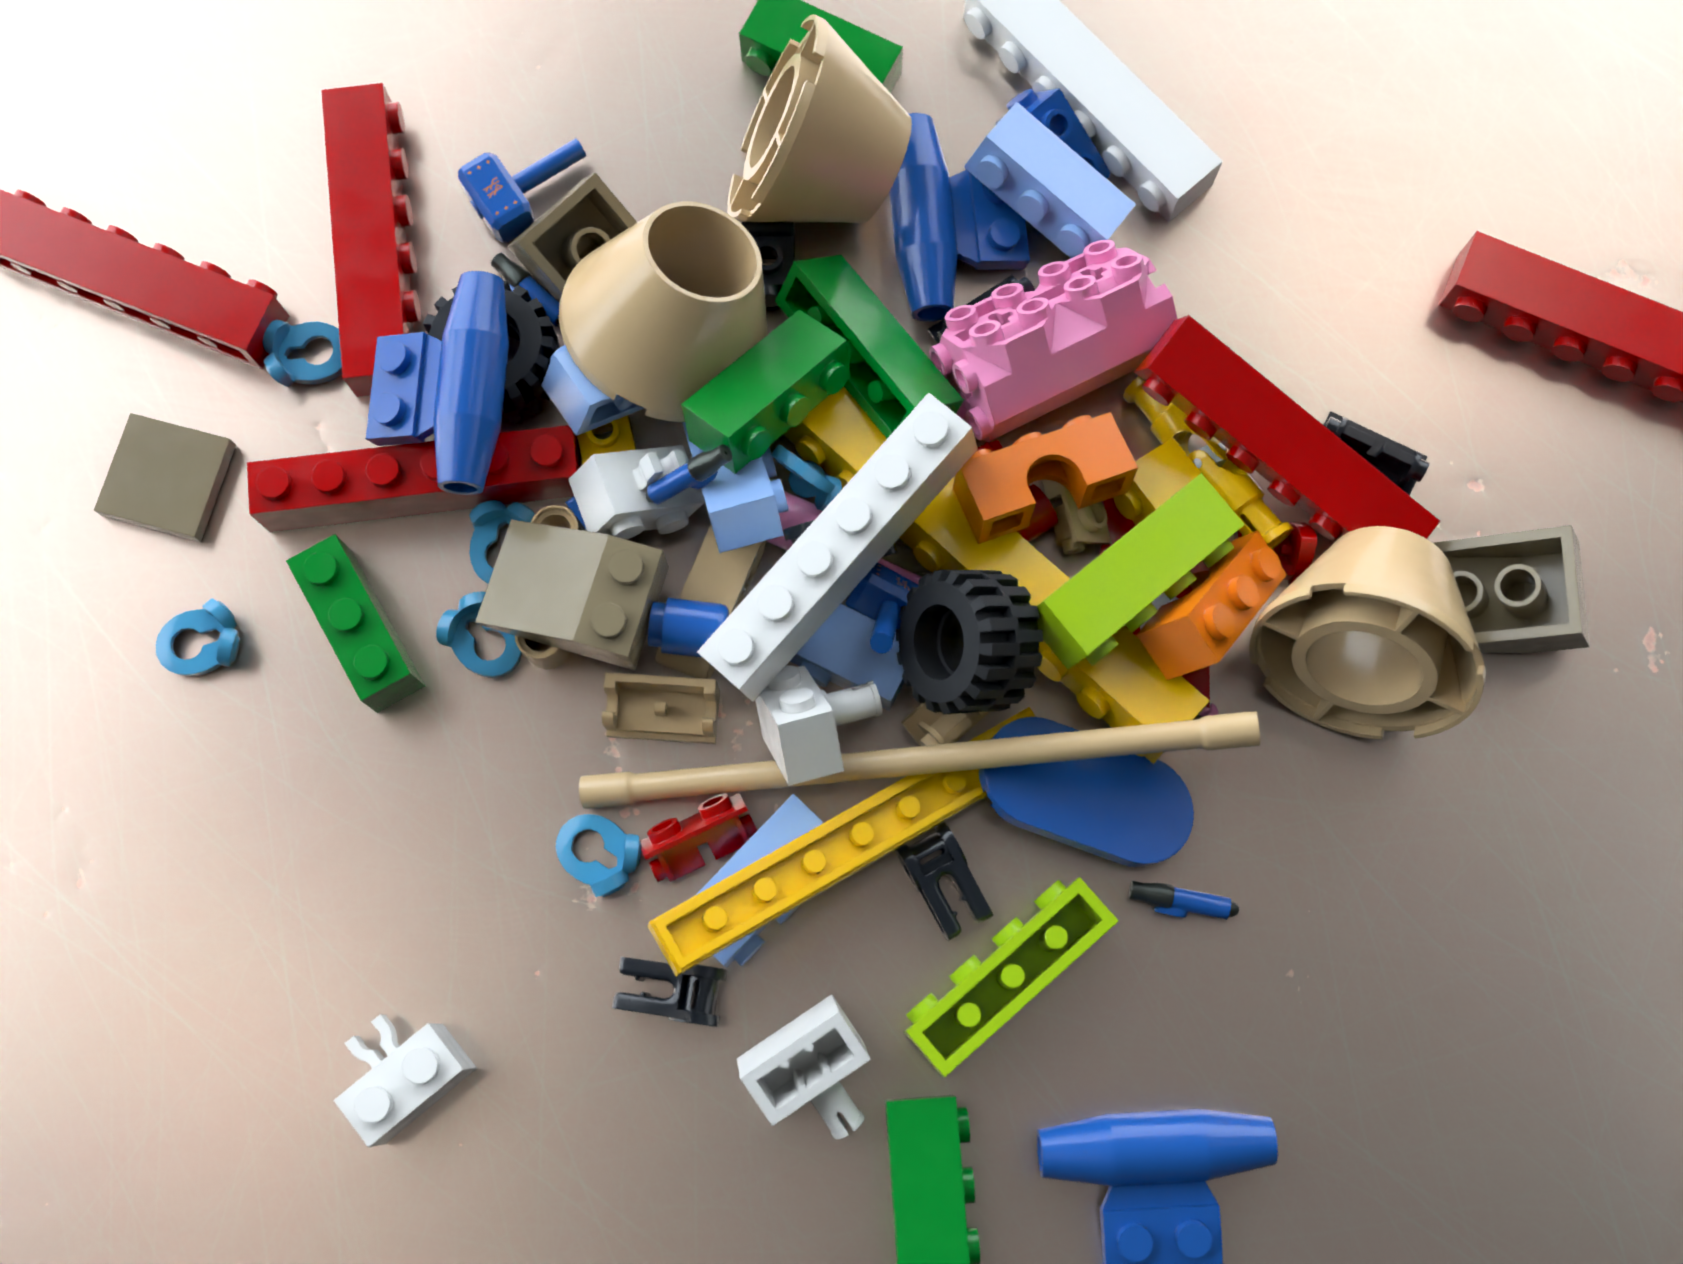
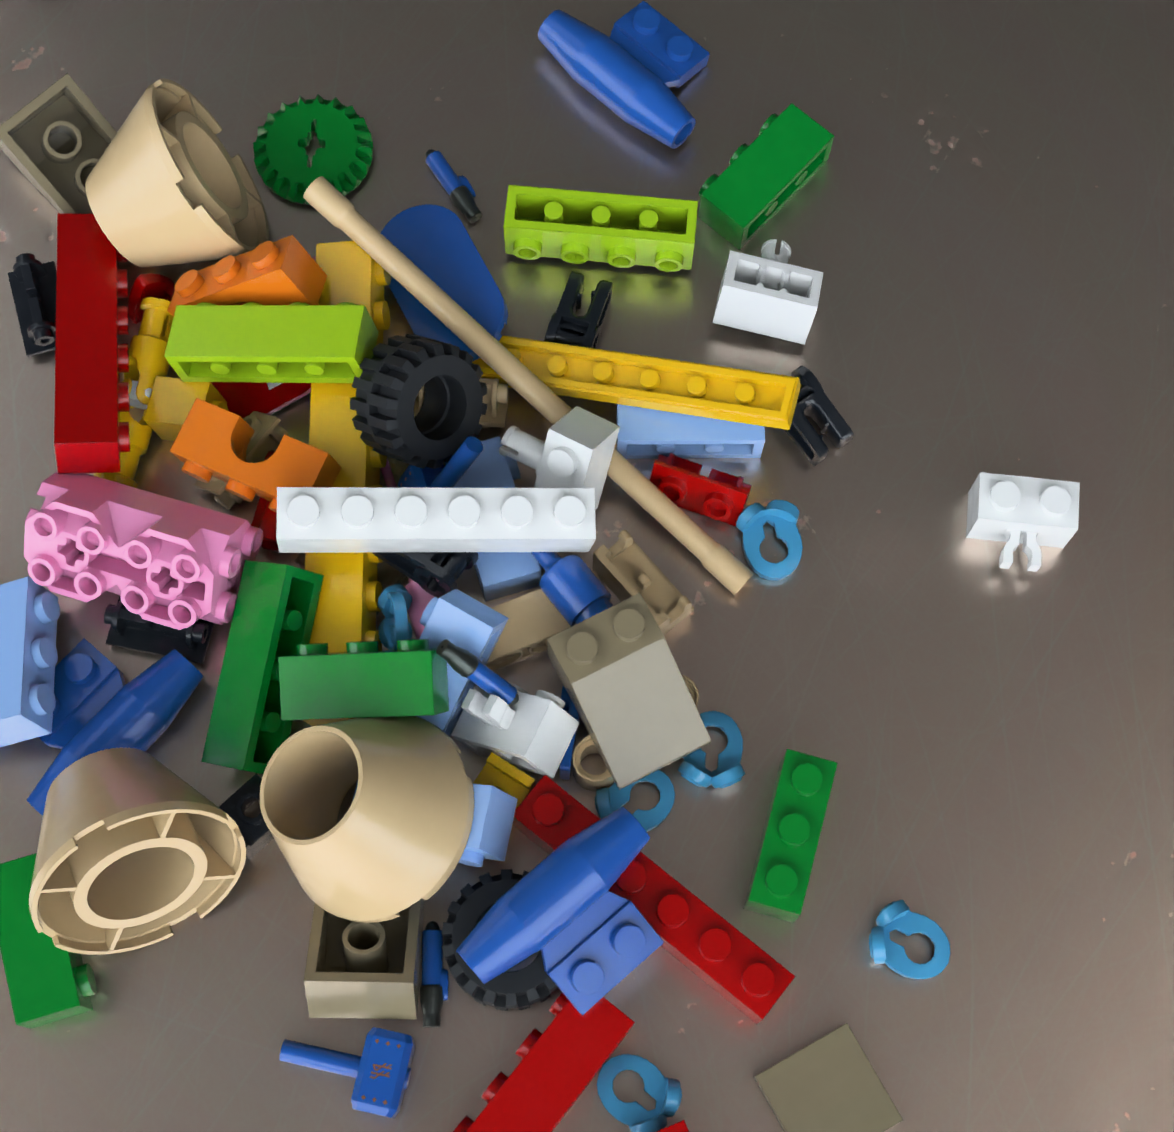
camera: 135 degrees left, 5 degrees down
(1292, 809) = (284, 160): none -> green gear

